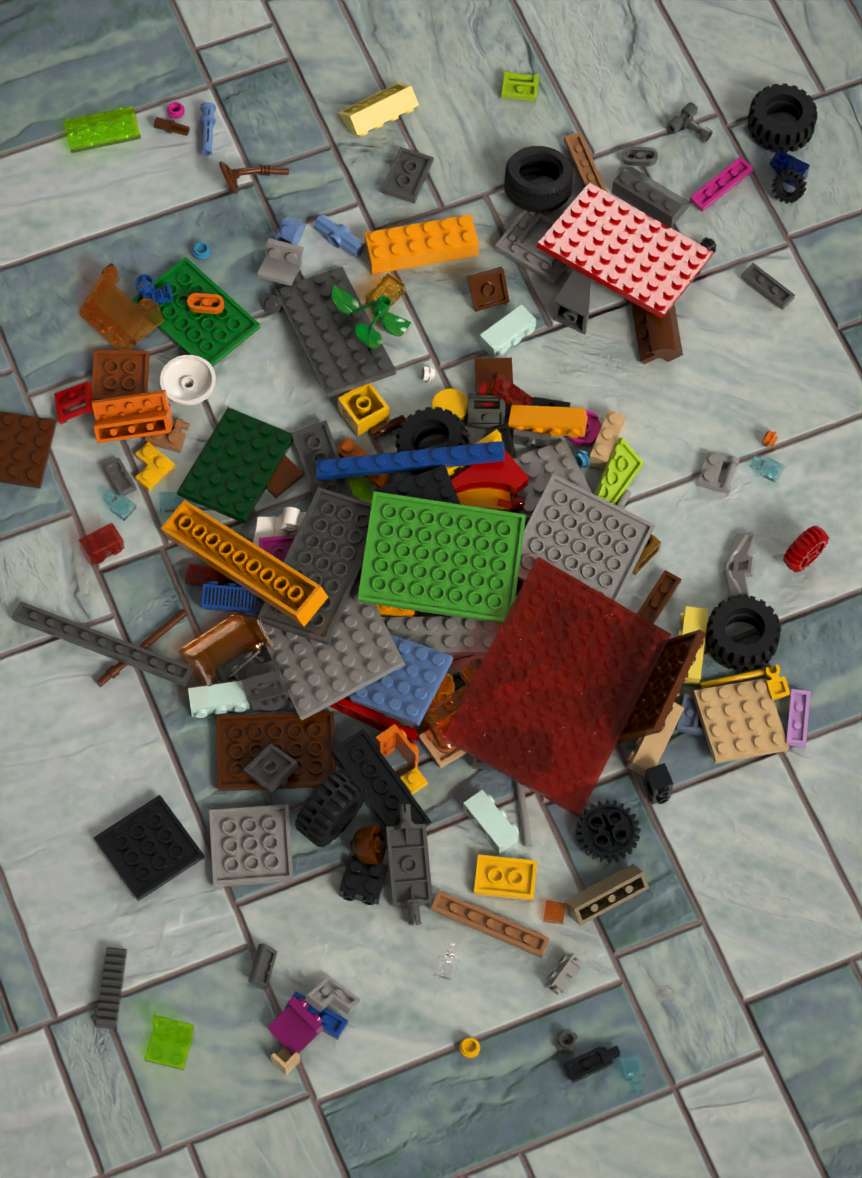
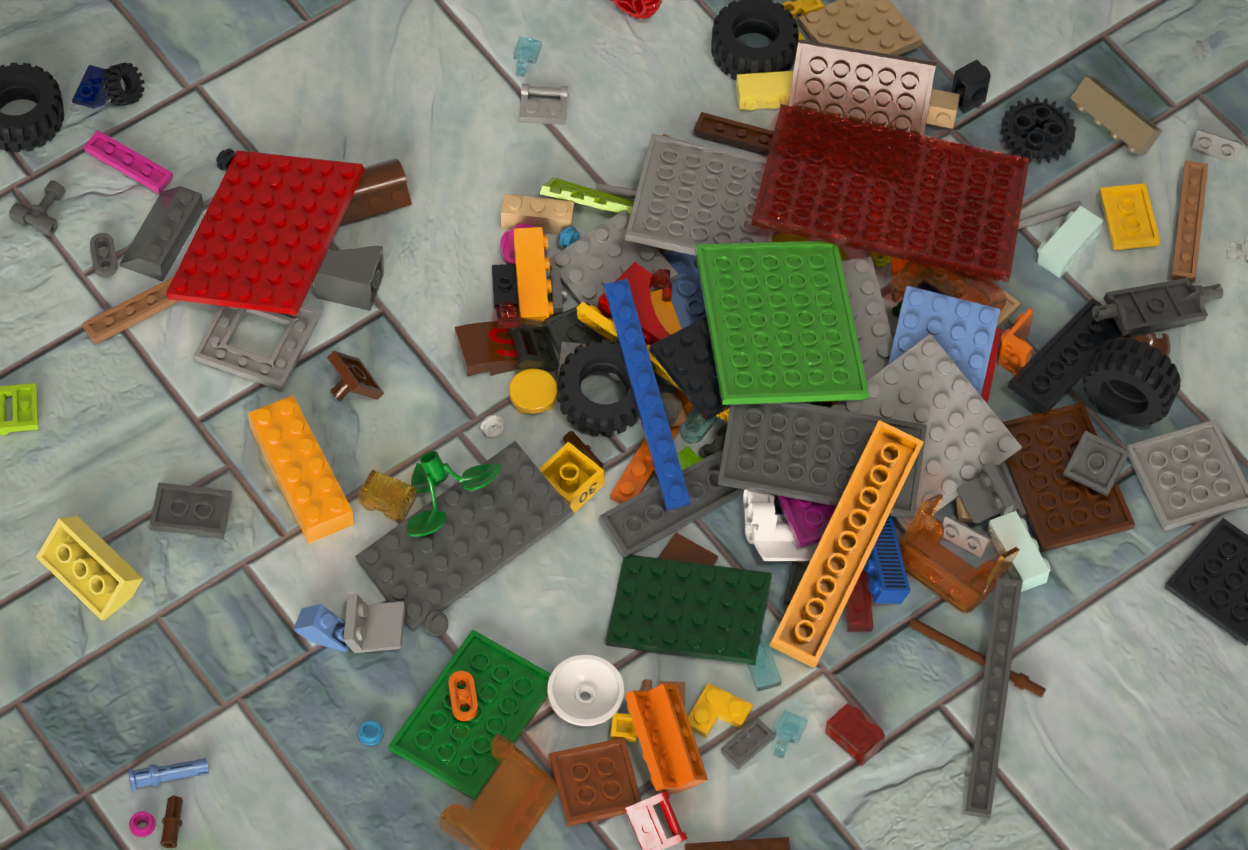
camera: 105 degrees left, 5 degrees down
(158, 296) = (468, 766): blue piece -> none
(232, 175) = (247, 711): reddish brown dish -> none
(339, 235) = (308, 569): medium blue piece -> none
(362, 882) = (1193, 352): black plate -> none
(414, 780) = (1044, 330): yellow plate -> none
(507, 331) = (408, 348): light aqua brick -> none
(540, 161) = (163, 321): black tyre -> none
(554, 912) = (1149, 166): clear orange plate -> none
(739, 565) = (666, 62): light grey plate -> none
(767, 286) = (269, 92): dark grey plate -> none
(769, 438) = (484, 59): orange plate -> none

